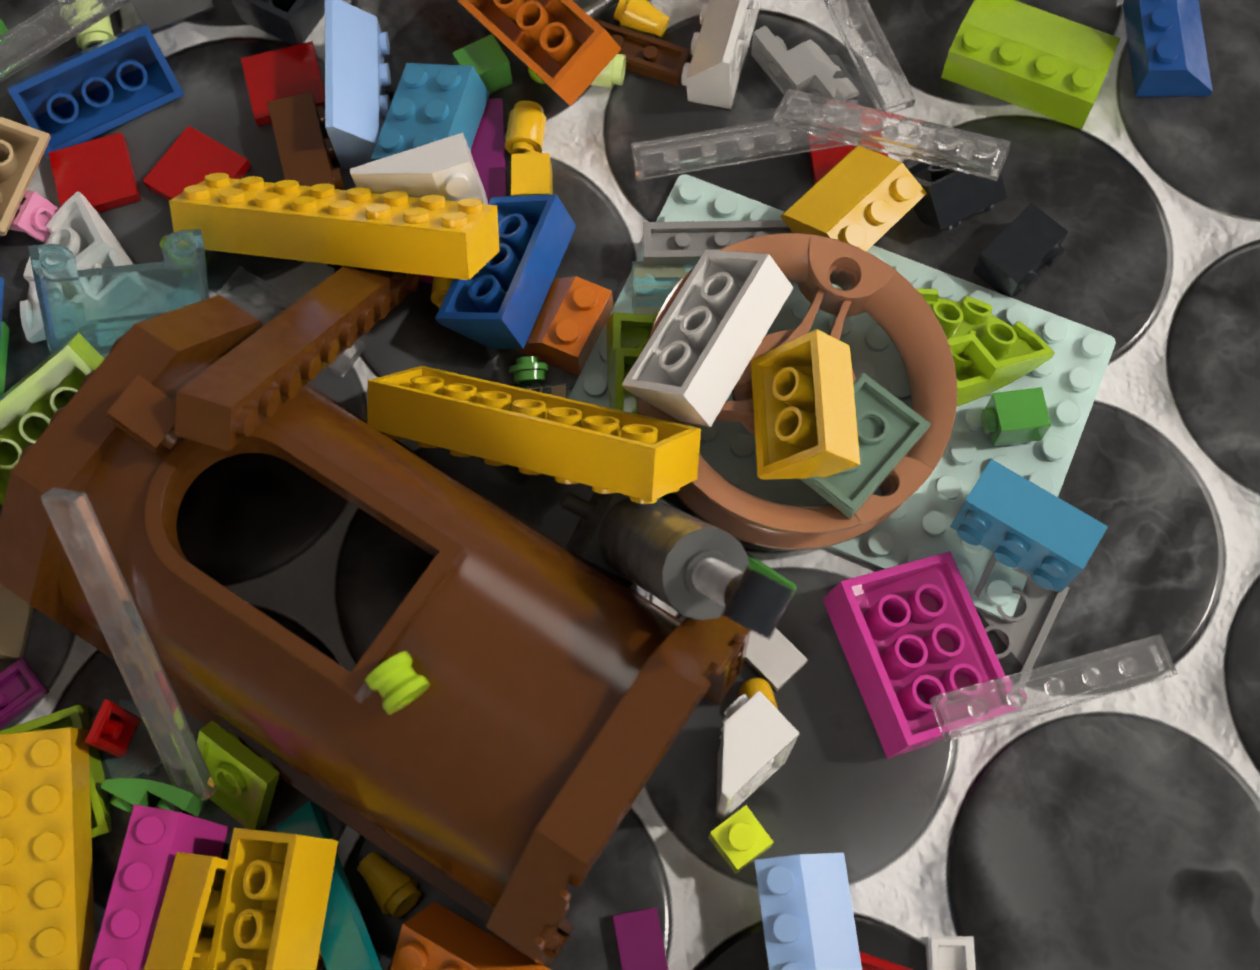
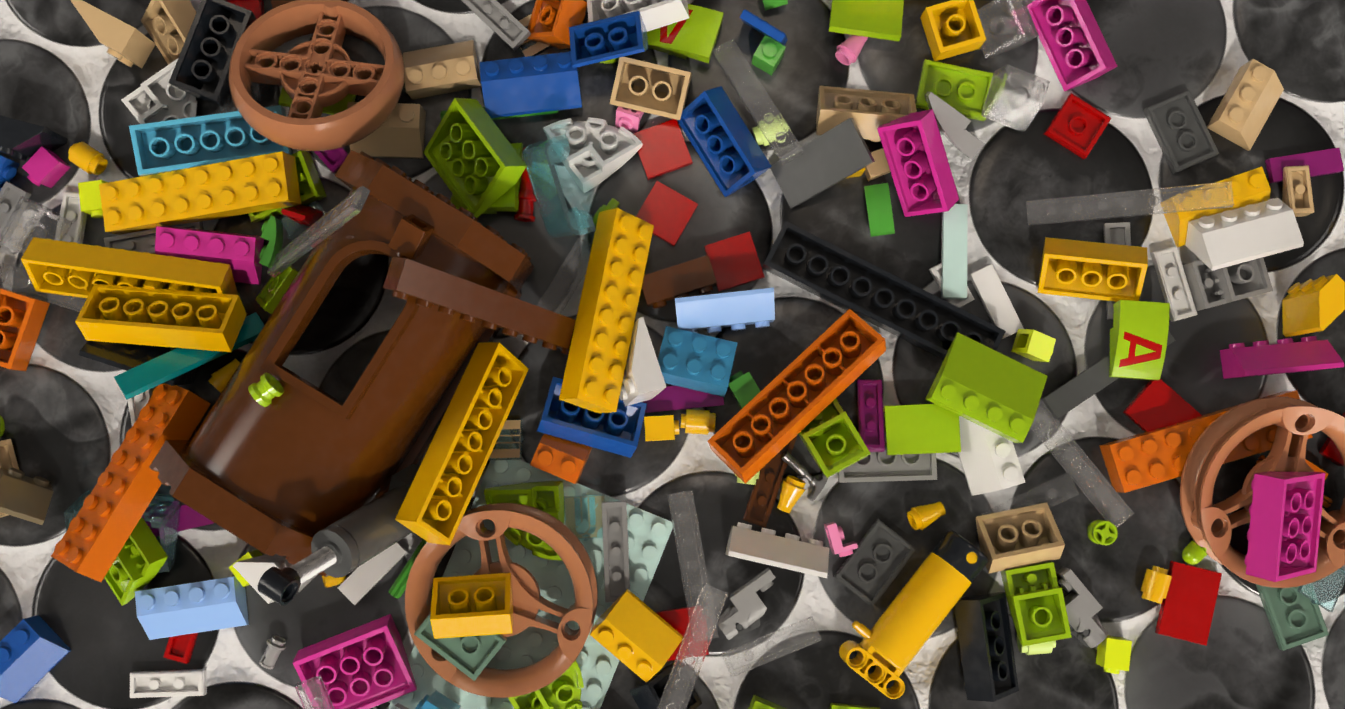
camera: 85 degrees right, 15 degrees up
(528, 370) = (529, 434): bright green plate -> none
(709, 335) = (513, 547): white slope -> none
(891, 806) = (272, 652): none -> light grey pin

